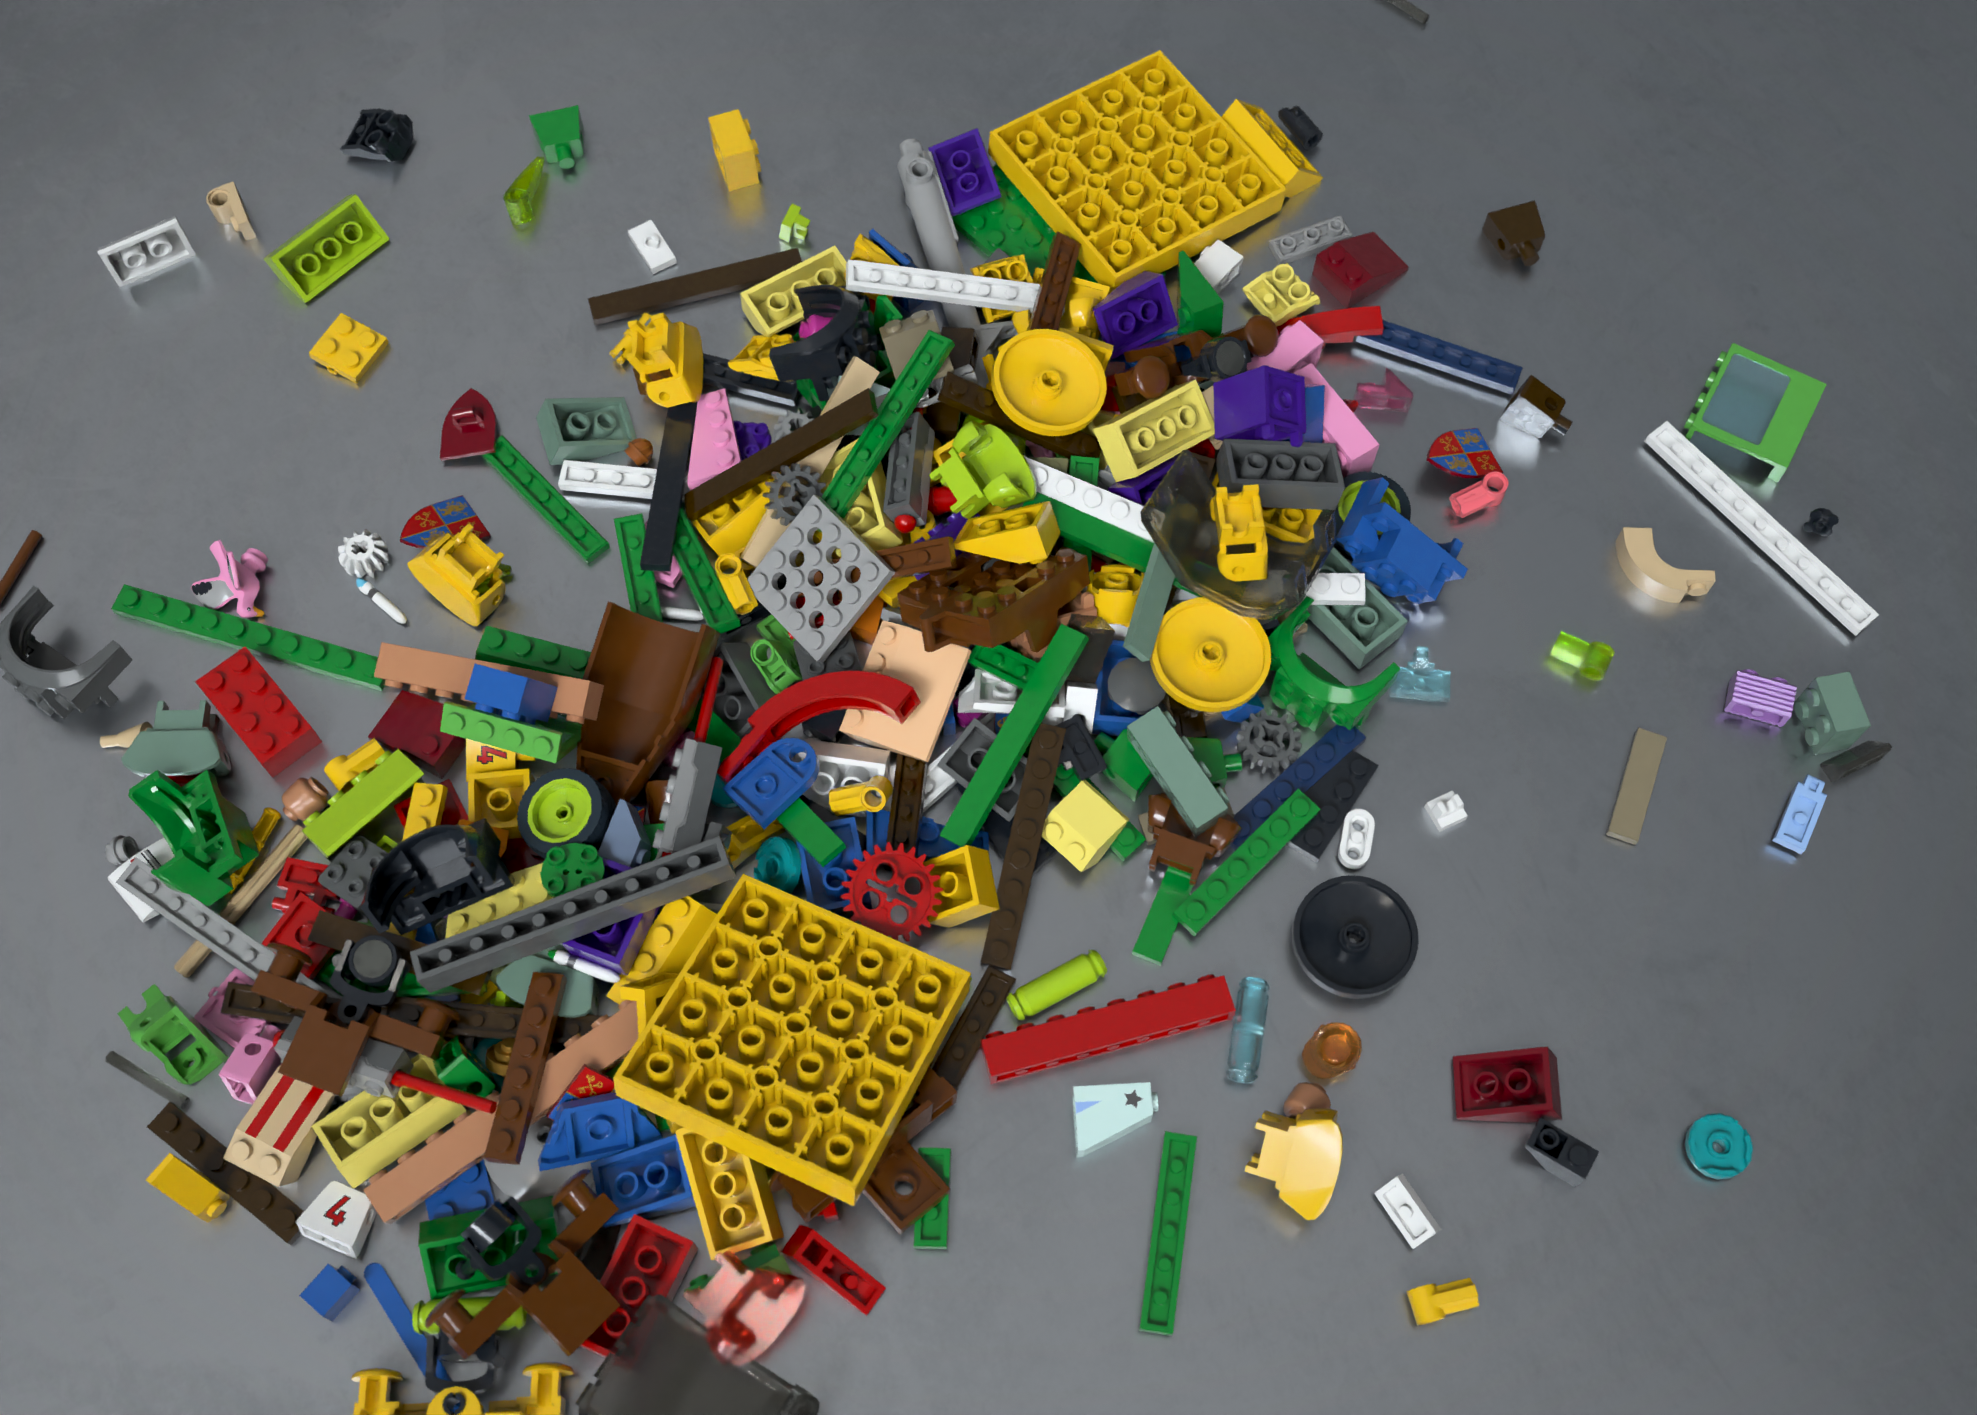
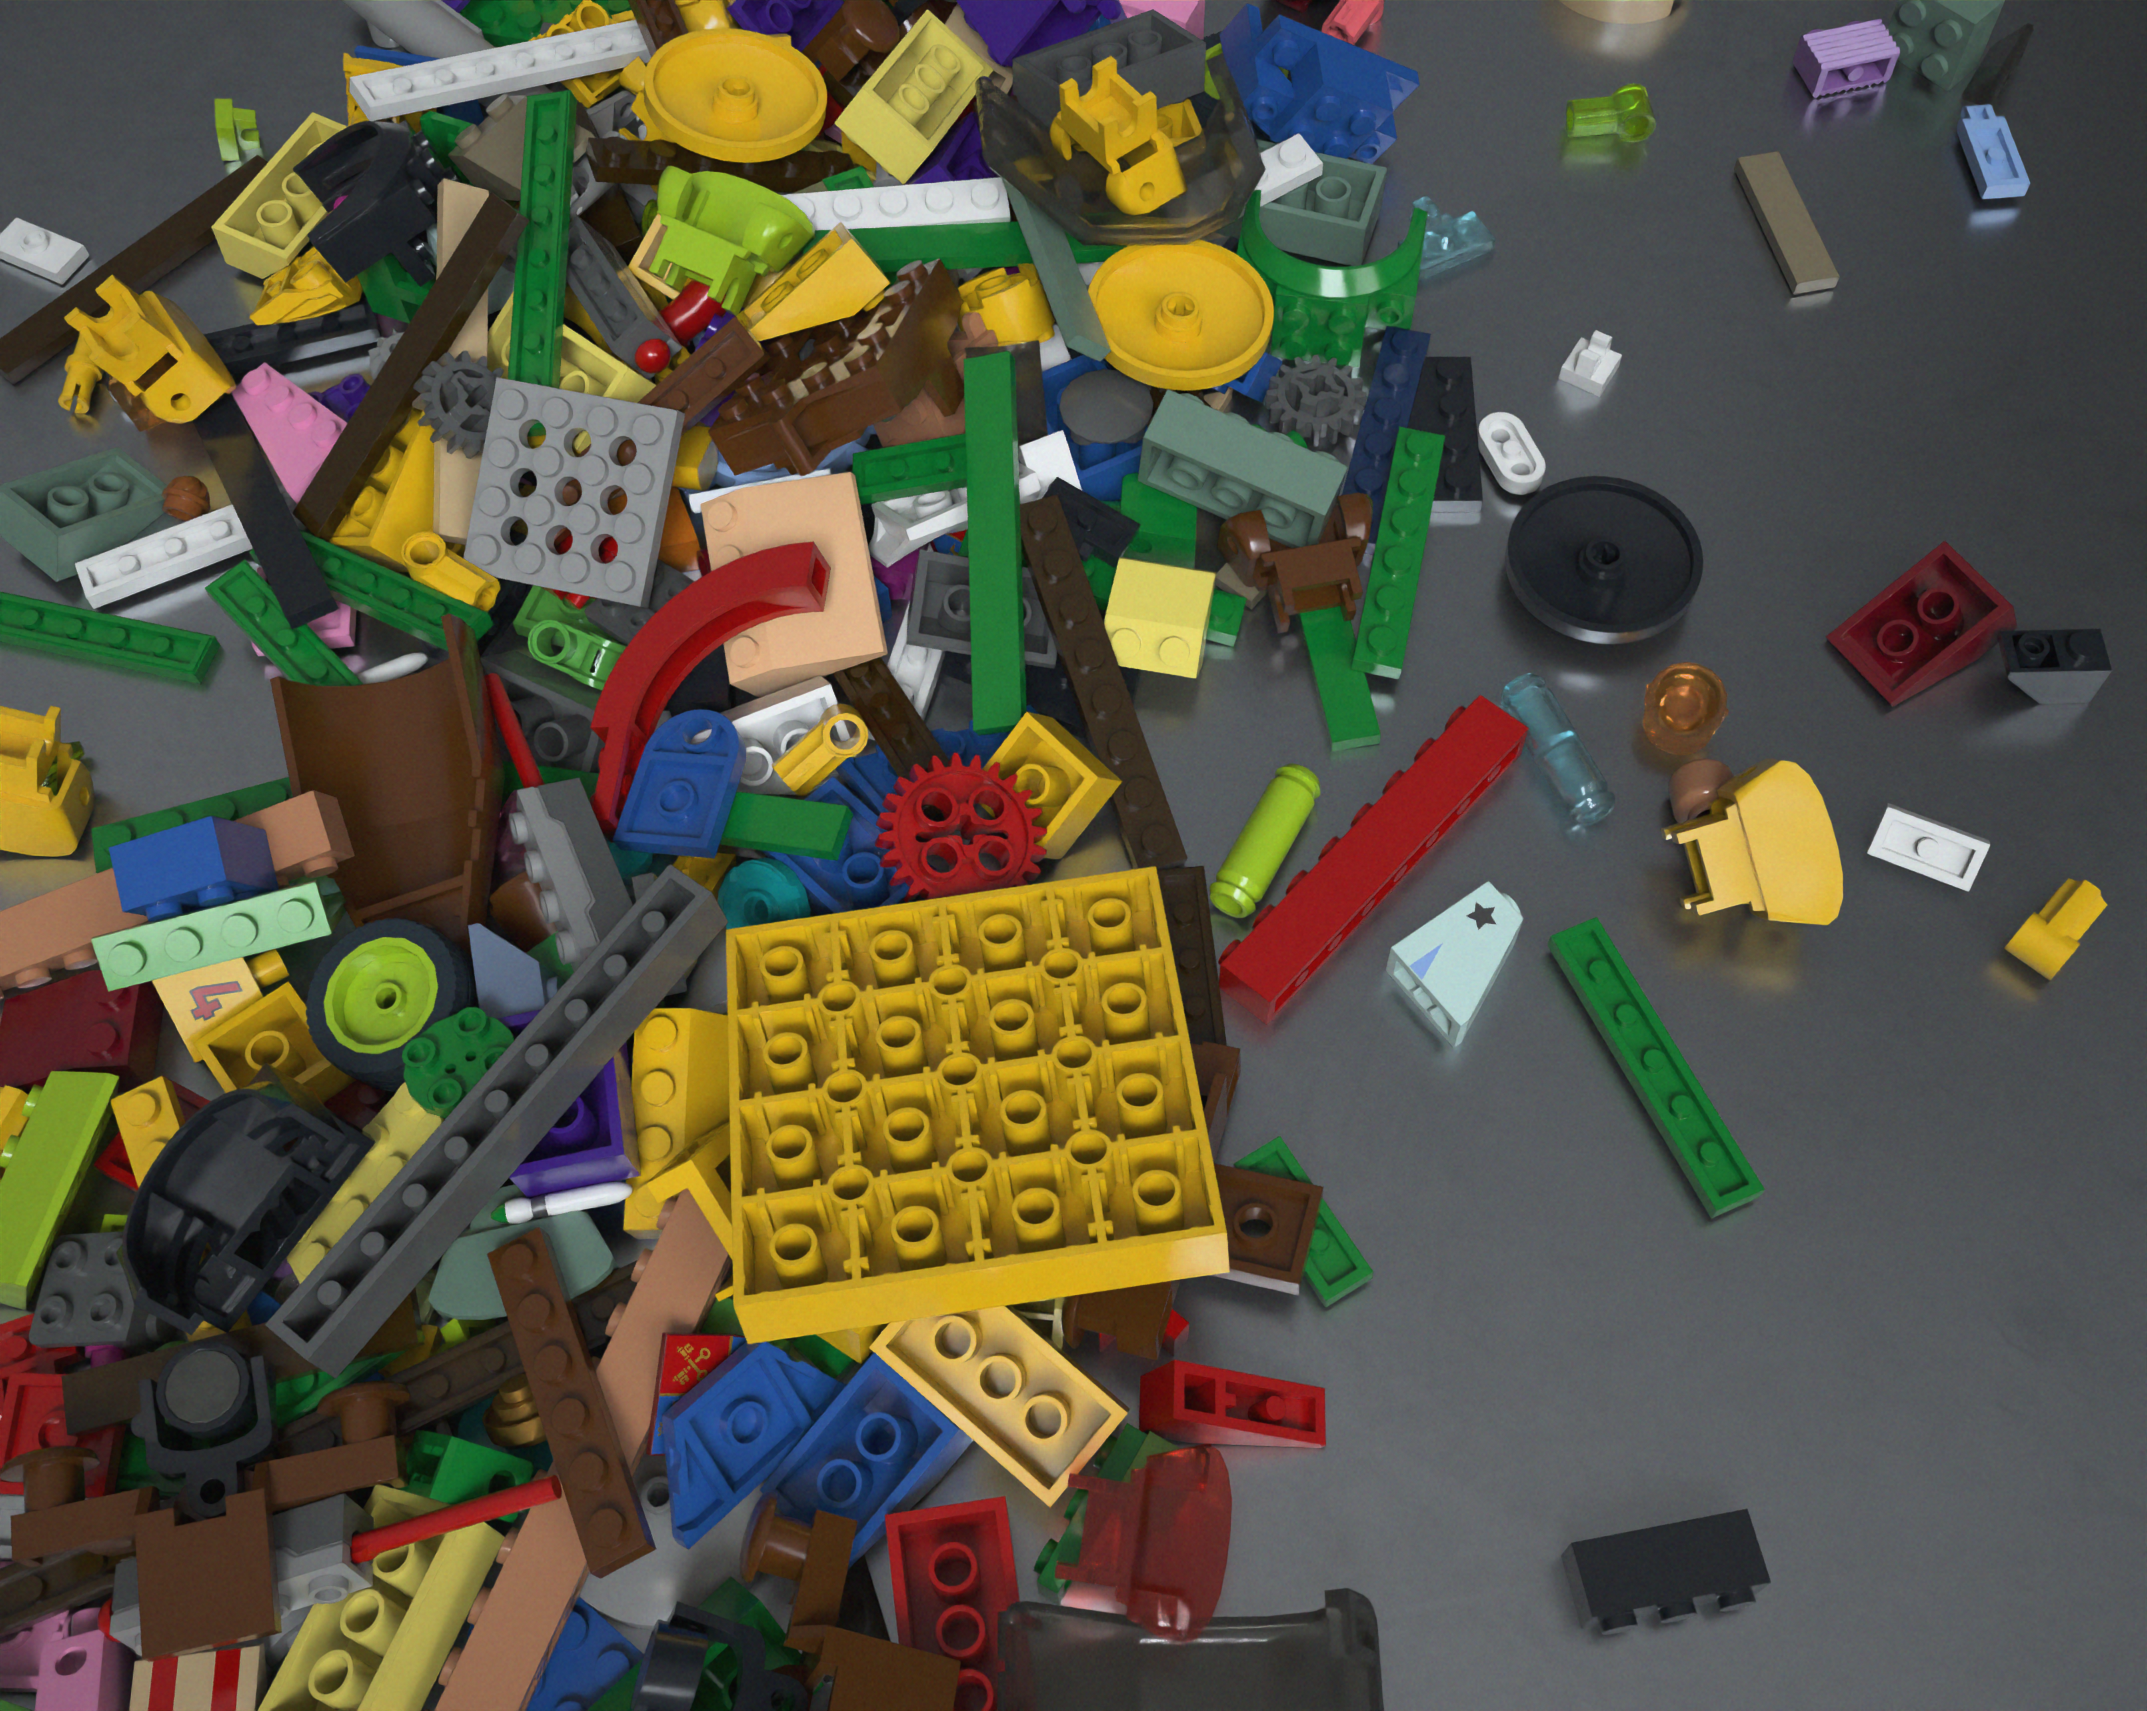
camera: 30 degrees left, 5 degrees down
(735, 149) = (87, 76): yellow brick -> none

